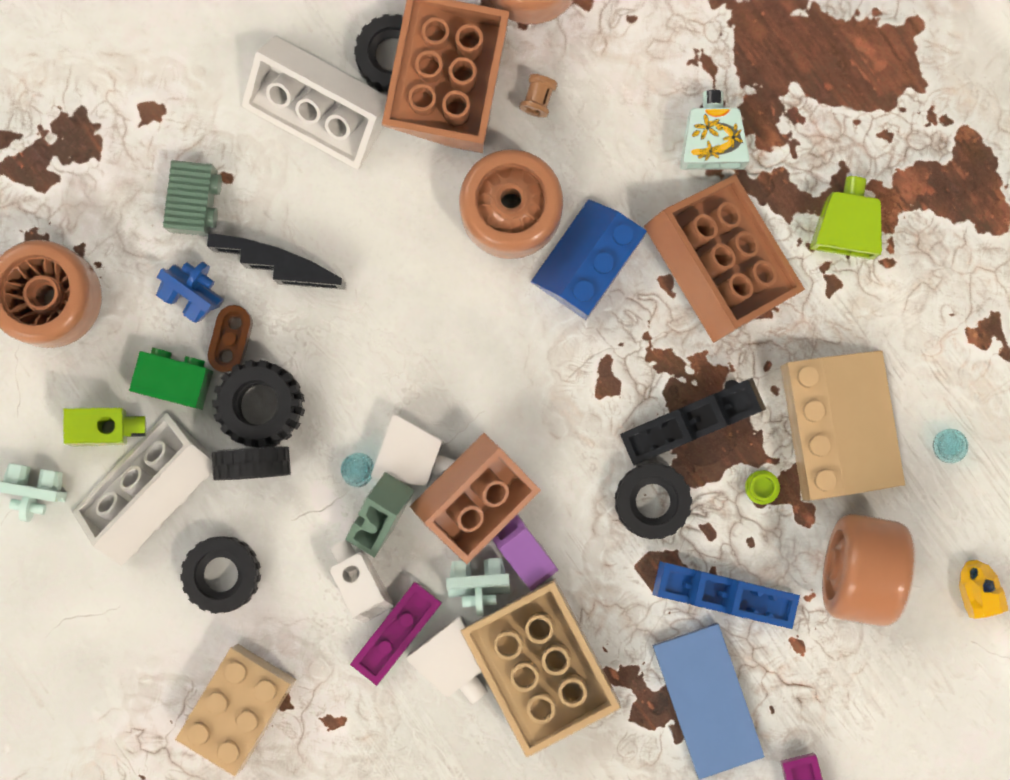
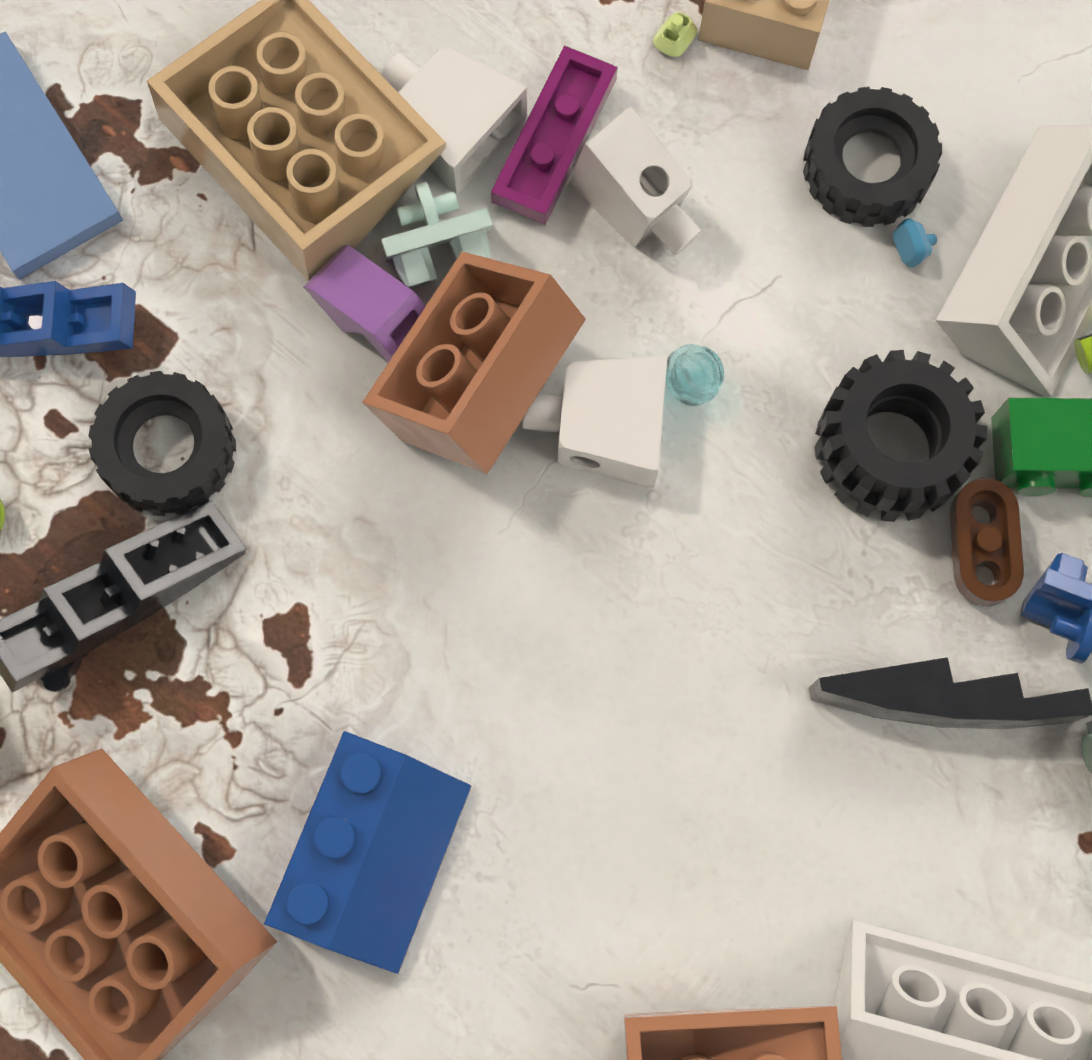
camera: 160 degrees right, 10 degrees down
(213, 518) = (913, 242): none -> dark azure rock
(251, 463) = (887, 315): black tyre -> none
(309, 683) = (675, 34): none -> yellowish green rock
(379, 514) = (631, 296): sand green brick -> none
(518, 230) = (529, 972): nougat wheel -> none

